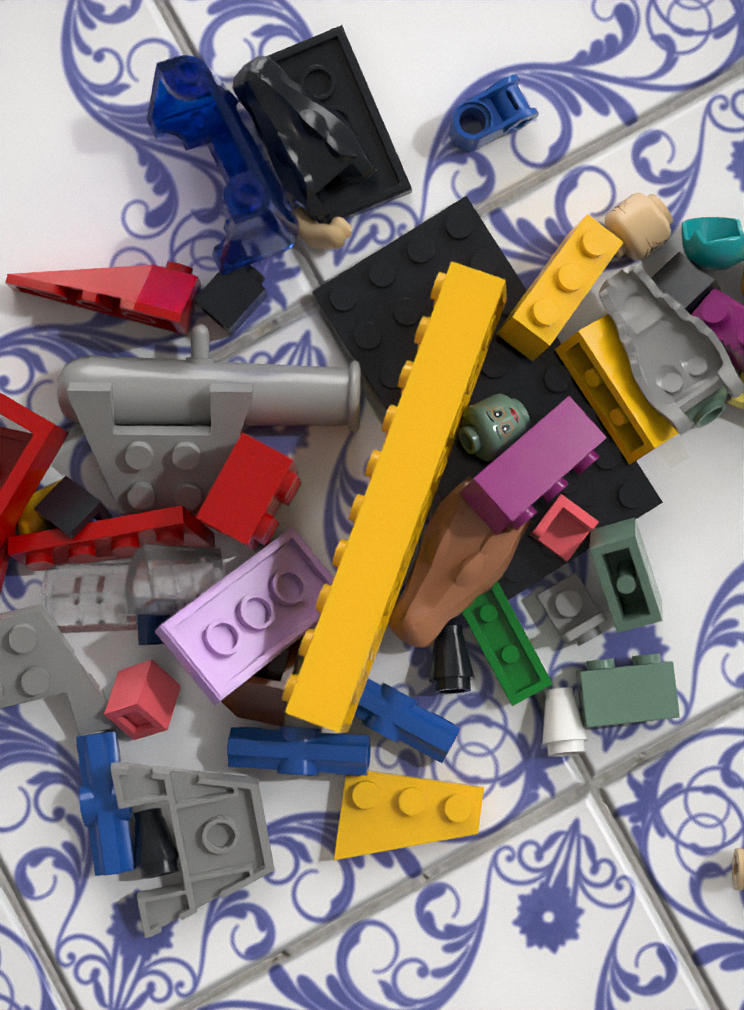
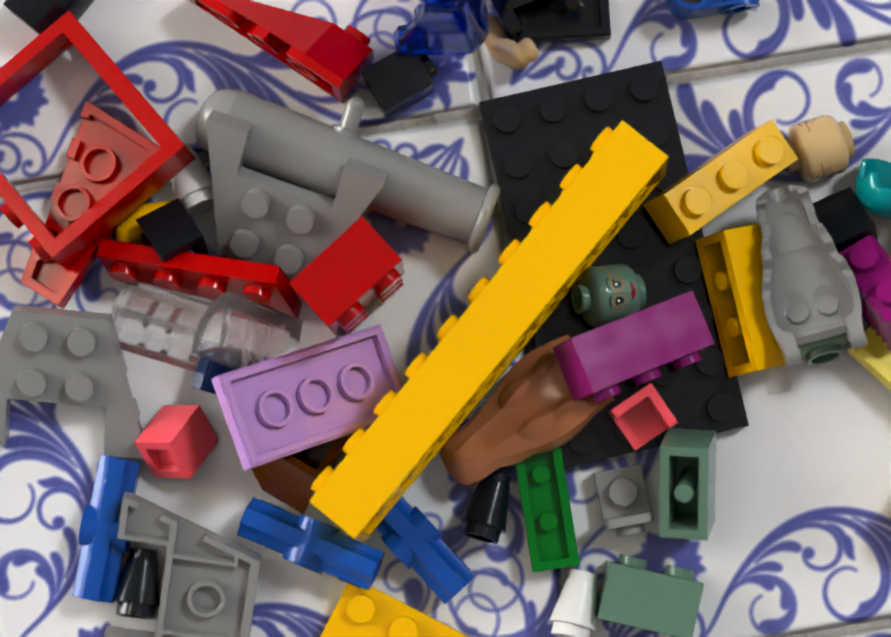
camera: 20 degrees right, 0 degrees up
(77, 460) = (194, 186): none -> white cone

